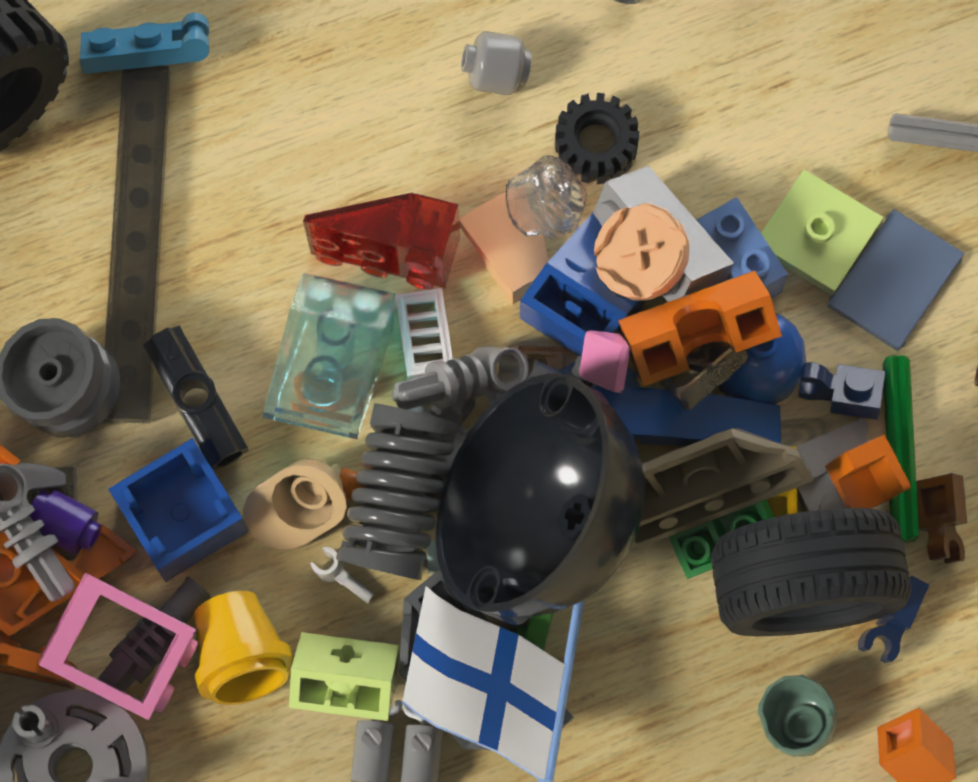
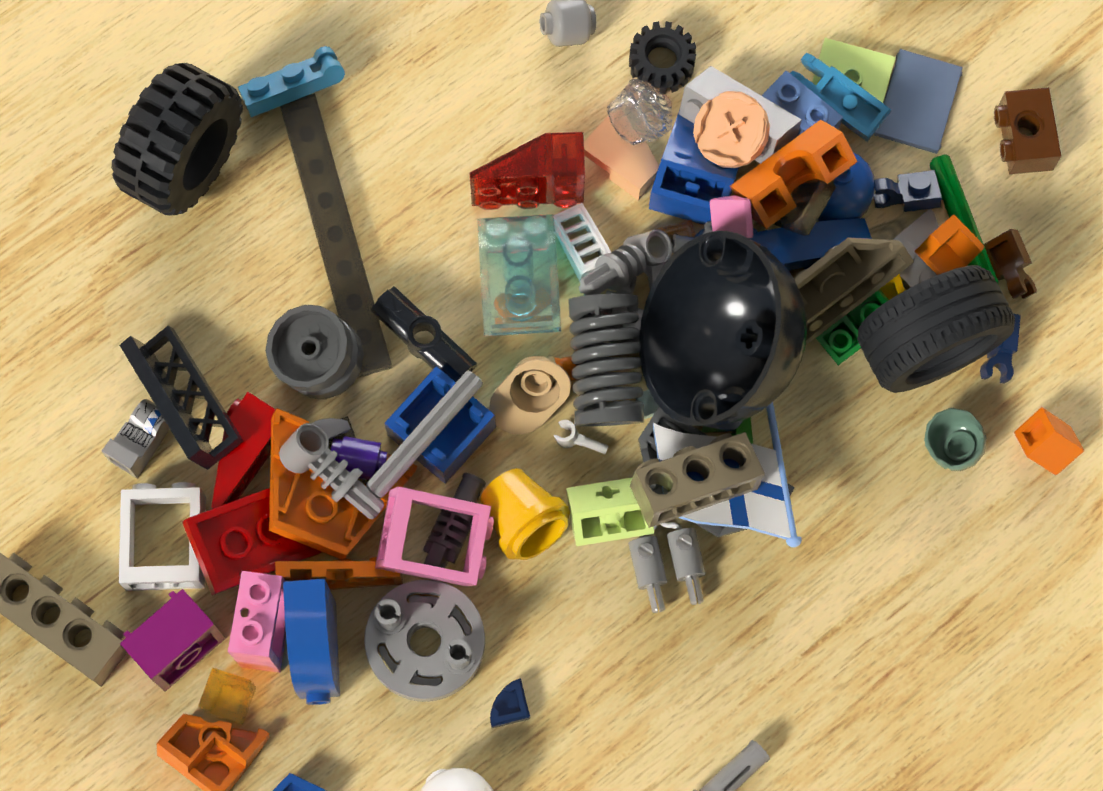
camera: 20 degrees left, 0 degrees up
(147, 517) = (424, 434): none -> light grey axle
(431, 691) = (687, 495): none -> dark tan brick
(800, 251) = (858, 107): none -> dark azure hinge

